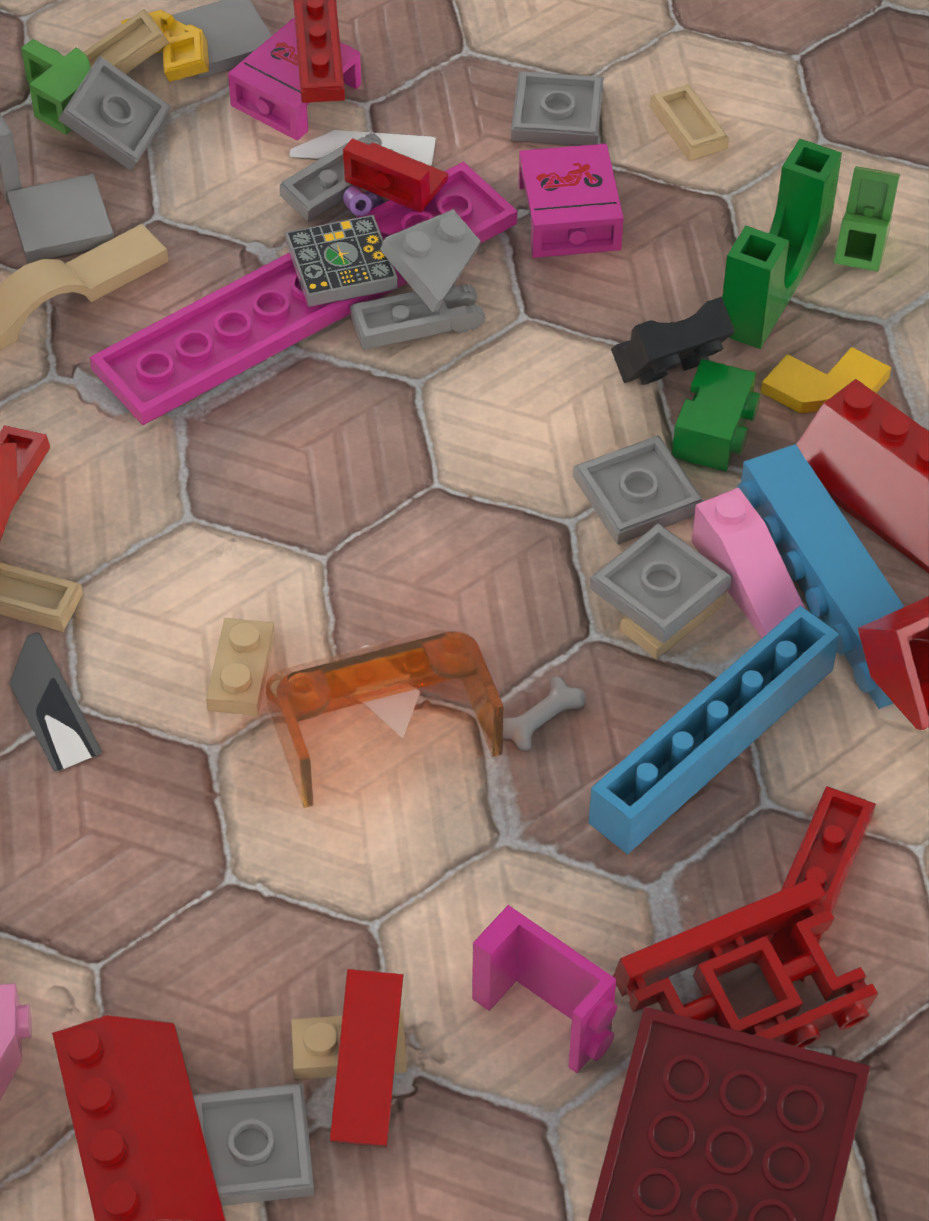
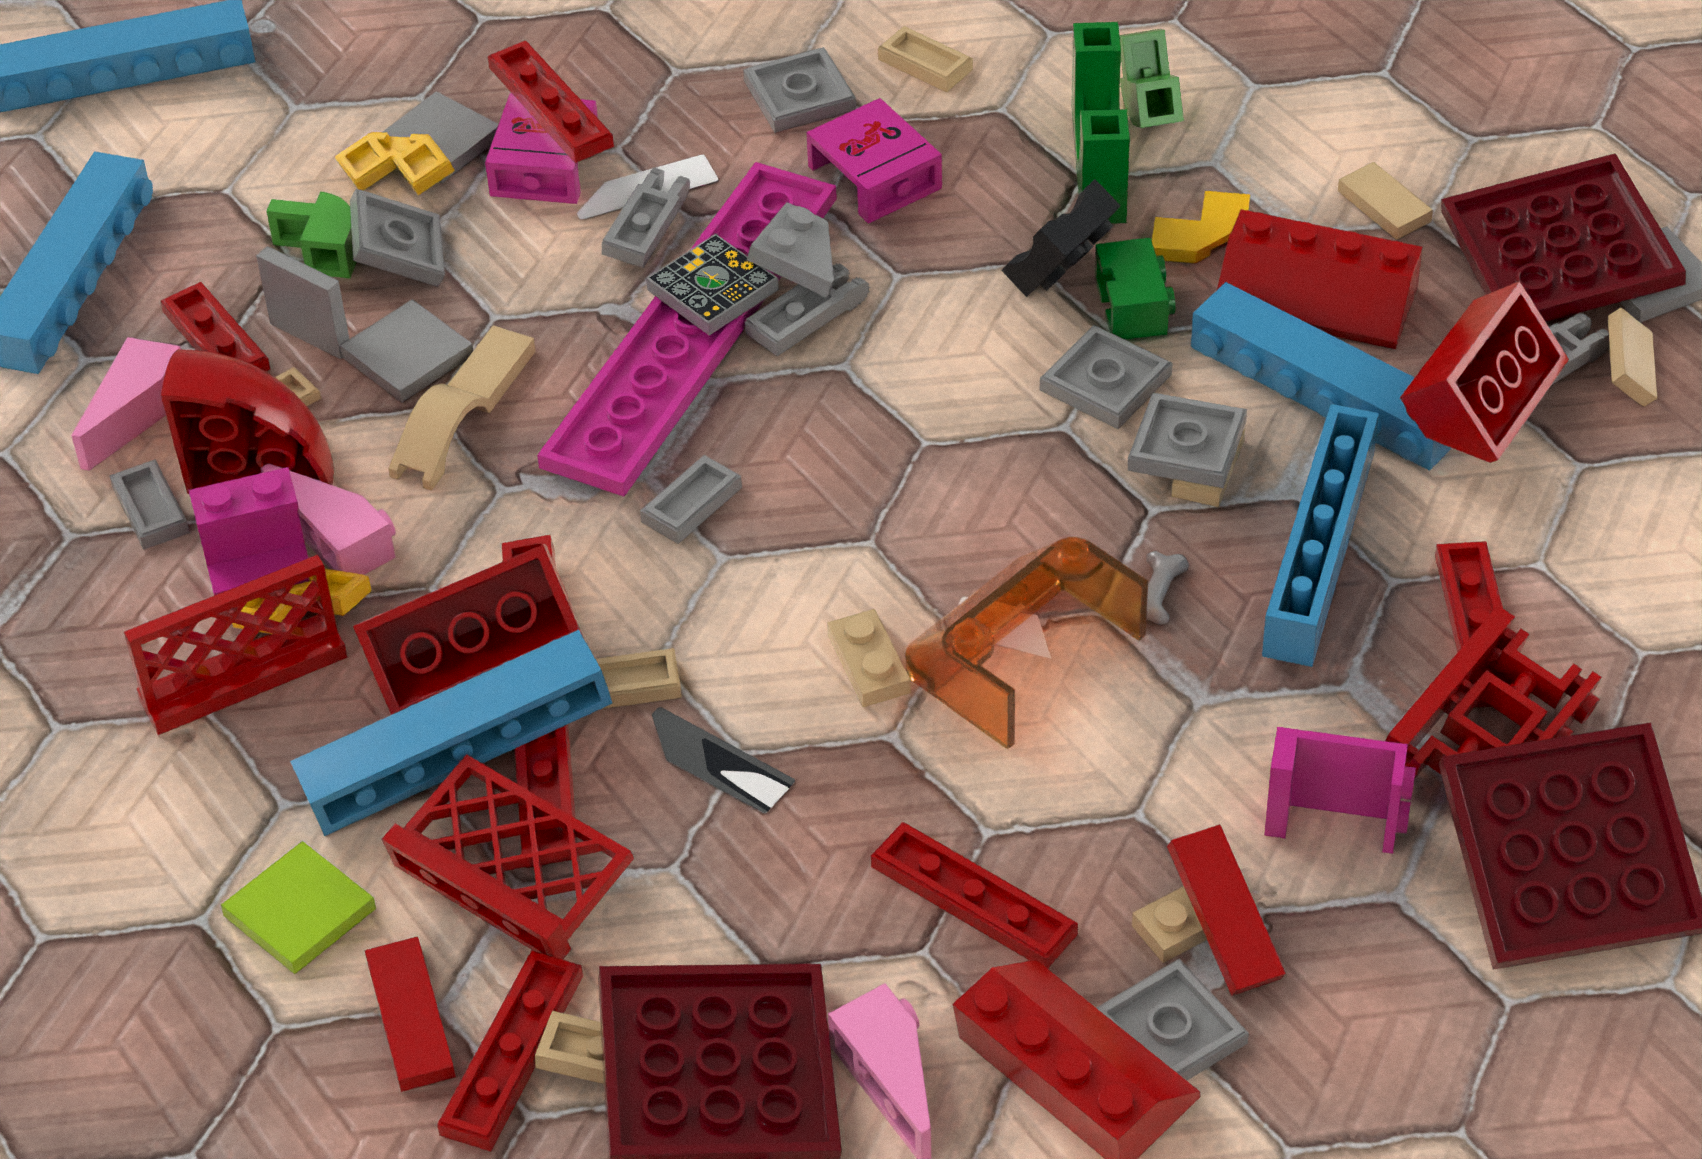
camera: 25 degrees left, 5 degrees down
(129, 43) = (364, 168): tan tile -> none
(173, 935) = (974, 895): none -> red tile
(196, 451) = (691, 499): none -> light grey tile
(360, 202) = (687, 229): medium lavender arm -> none
(391, 174) = (705, 195): red panel -> none
(739, 542) = (1235, 378): bright pink slope -> none

